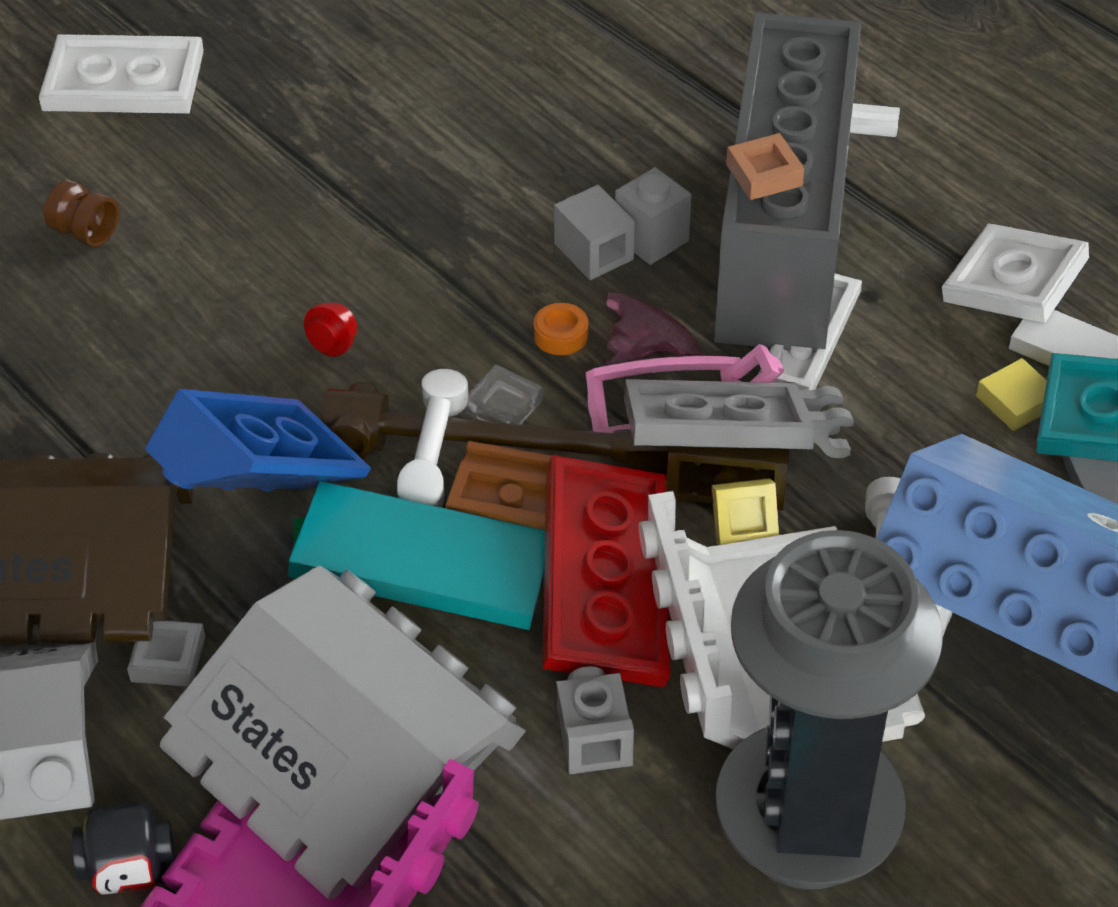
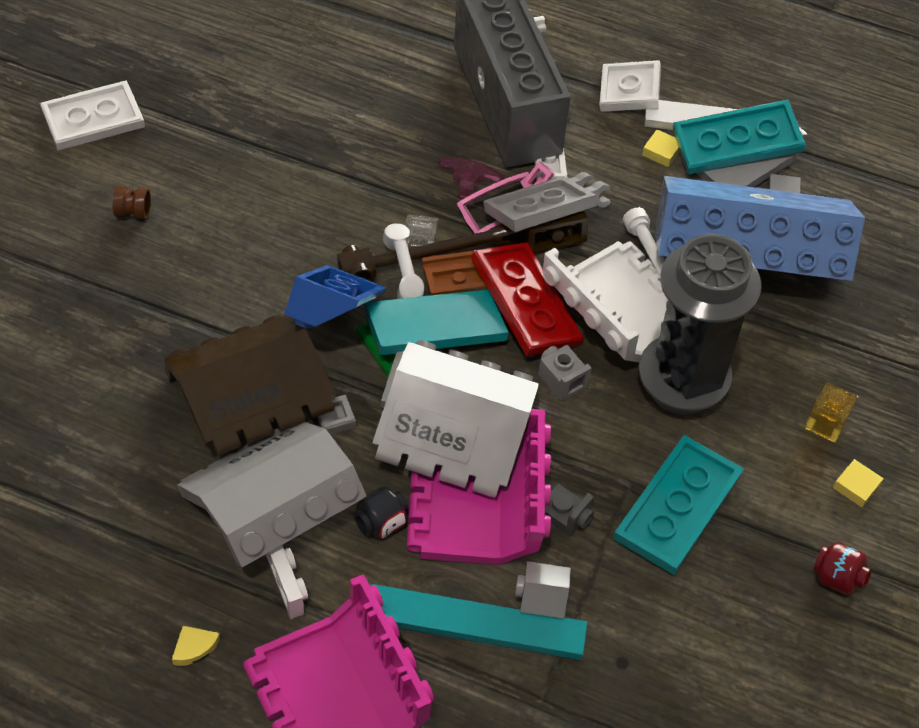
camera: 30 degrees left, 5 degrees up
(330, 328) = (311, 223): red plate -> none
(561, 329) = (425, 185): orange tile -> none
(594, 232) = (414, 127): light grey brick -> none
(659, 212) = (440, 110): light grey brick -> none
(745, 511) = (574, 247): light yellow tile -> none
(765, 166) = (518, 68): nougat plate -> none

